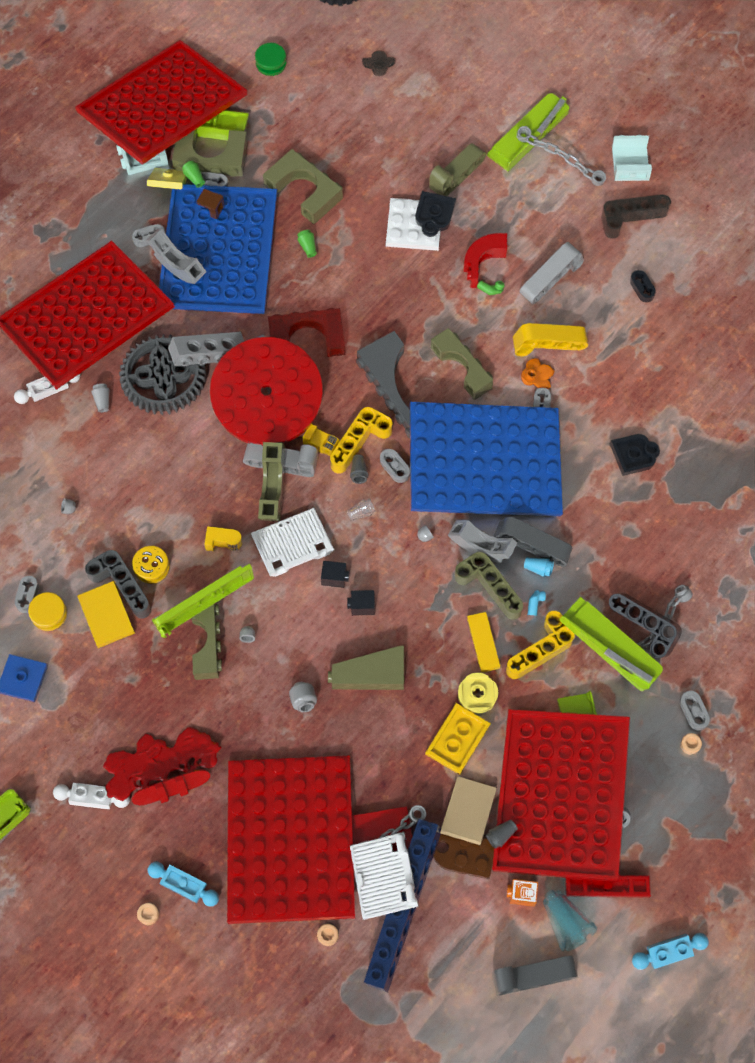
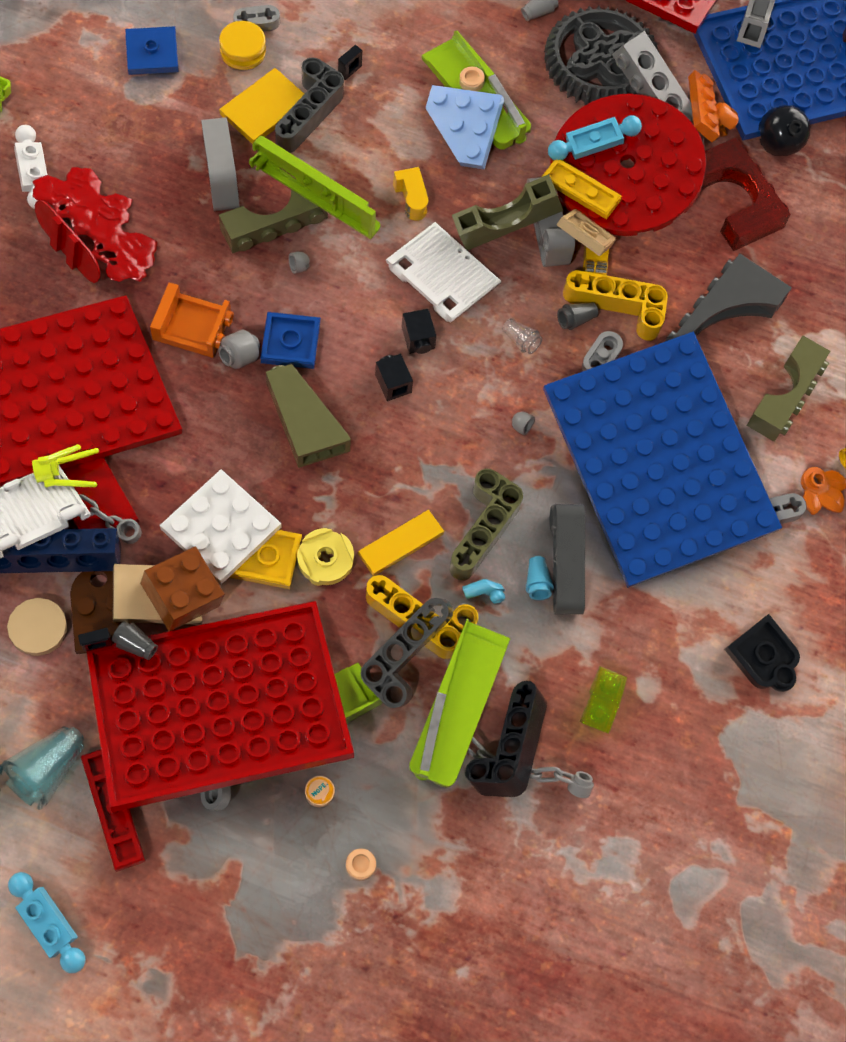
camera: 60 degrees right, 0 degrees up
(68, 506) = (384, 21): light grey hinge -> none
(96, 542) = (350, 61): none -> black tile
(145, 658) = (220, 164): none -> light grey beam
(147, 465) = (472, 79): none -> light nougat tile
(151, 564) = (346, 129): yellow head -> none
(154, 465) = (447, 63): none -> lime piece
(180, 483) = (466, 122): none -> light blue plate
(242, 323) = (708, 115): none -> orange plate
(244, 402) = (595, 138): none -> medium azure plate
(268, 722) = (190, 322): none -> orange panel
(273, 284) = (784, 130): none -> black cylinder
(275, 426) = (583, 188): none -> yellow tile
(307, 660) = (290, 340): none -> blue plate
(311, 436) = (586, 232): none -> tan tile
(358, 851) = (46, 467): none -> neon yellow plant
(434, 752) = (222, 524): none -> white plate
(462, 898) = (37, 626): none -> tan tile
(474, 541) = (538, 489): light grey arch -> none
(475, 790) = (182, 588): none -> dark orange brick
(492, 858) = (95, 639): none -> black tile
(522, 892) = (66, 698): orange brick -> none
(566, 658) = (410, 647): none -> dark grey beam
(635, 558) = (604, 699): none -> clear neon green slope
(637, 752) = (319, 791): none -> light nougat tile
(694, 711) = (409, 853): light grey plate -> none

